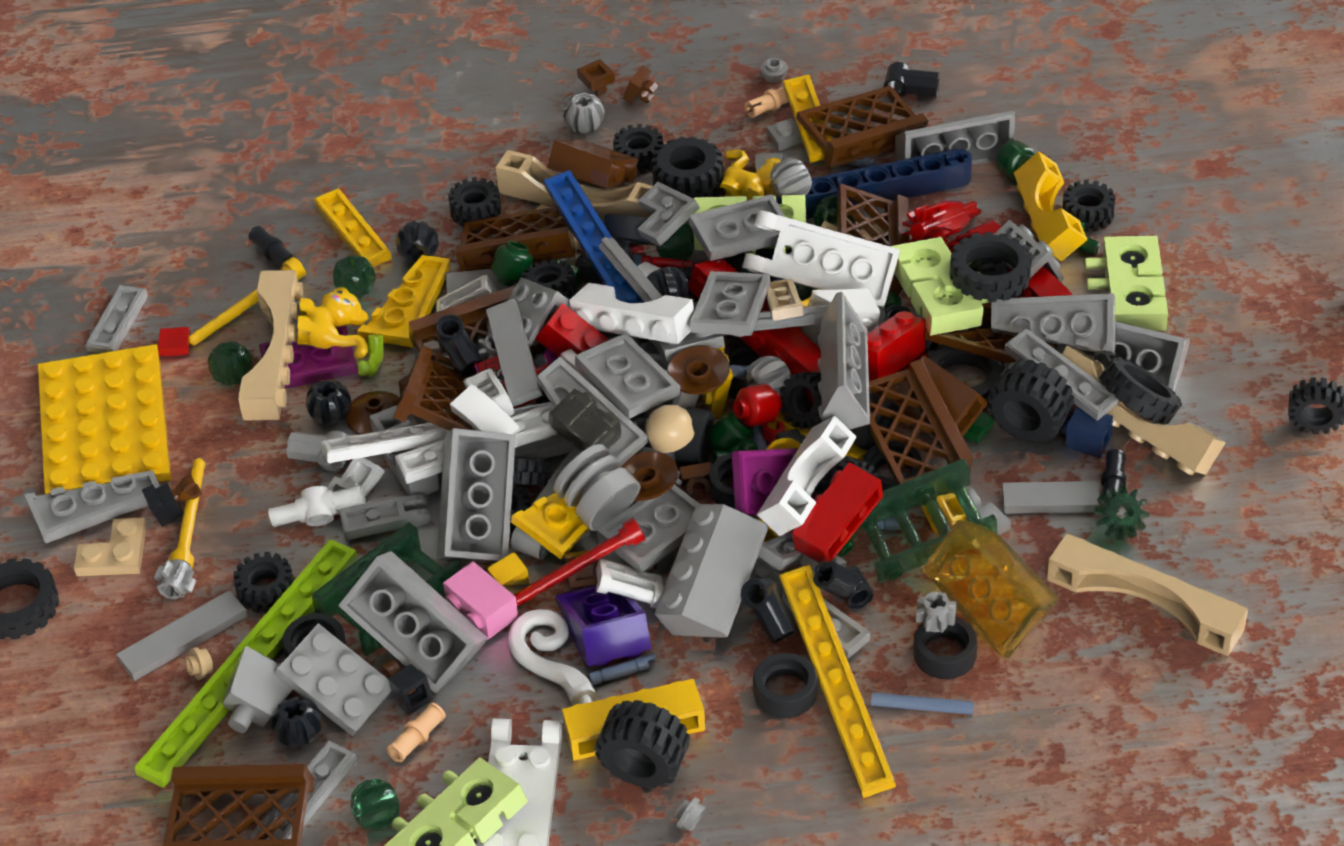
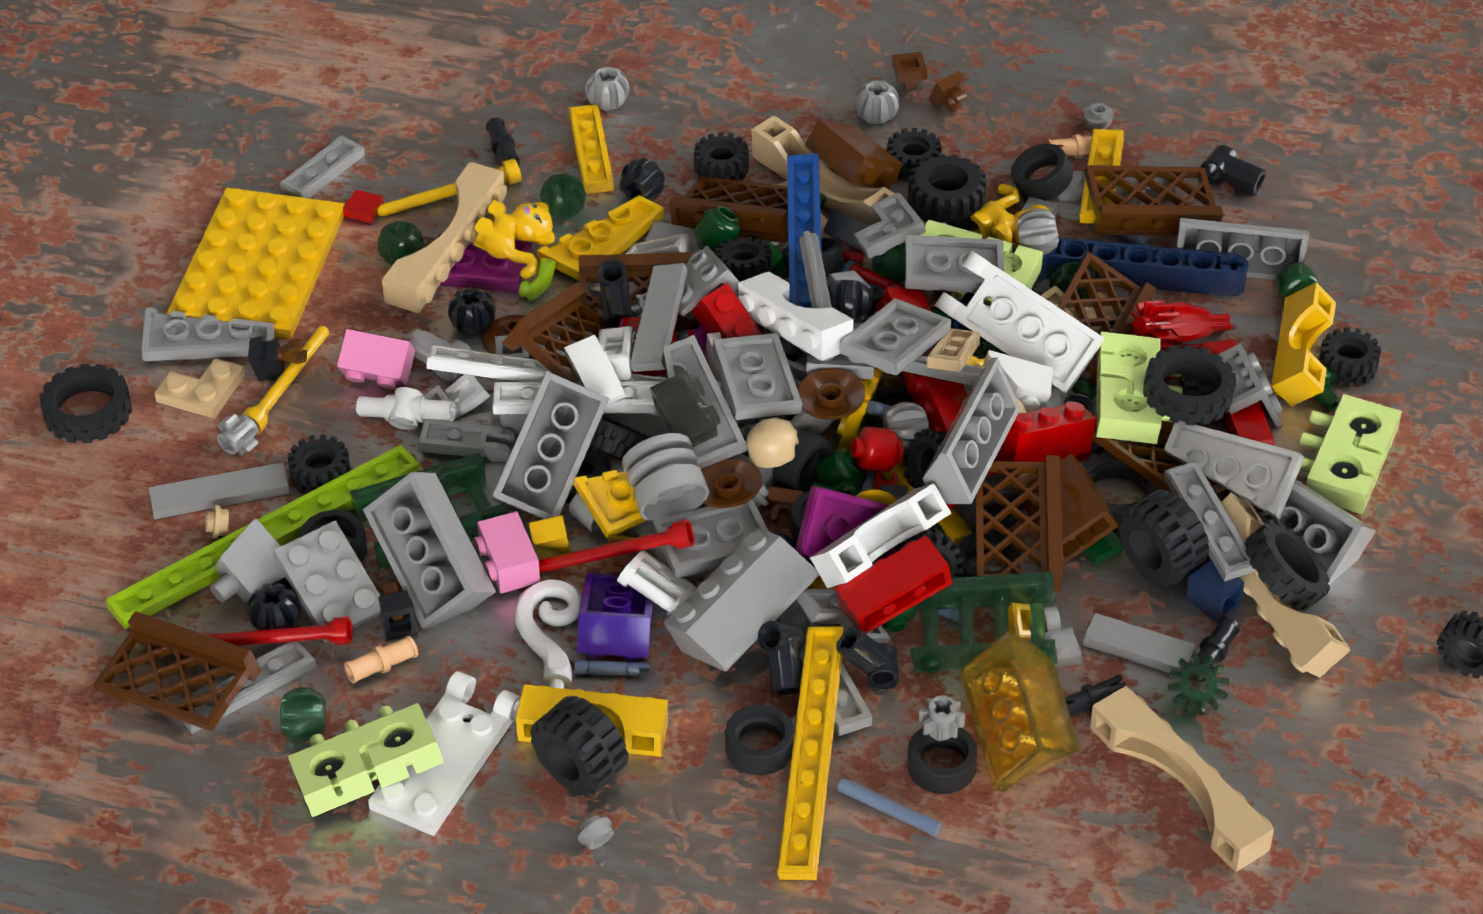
camera: 20 degrees right, 0 degrees up
(266, 471) = (376, 359): none -> bright pink brick
(341, 171) = (607, 88): none -> light grey piece
(364, 722) = (337, 631): none -> red piece
(750, 116) = (1036, 158): none -> black tyre
(1038, 553) = (1089, 695): none -> black pin

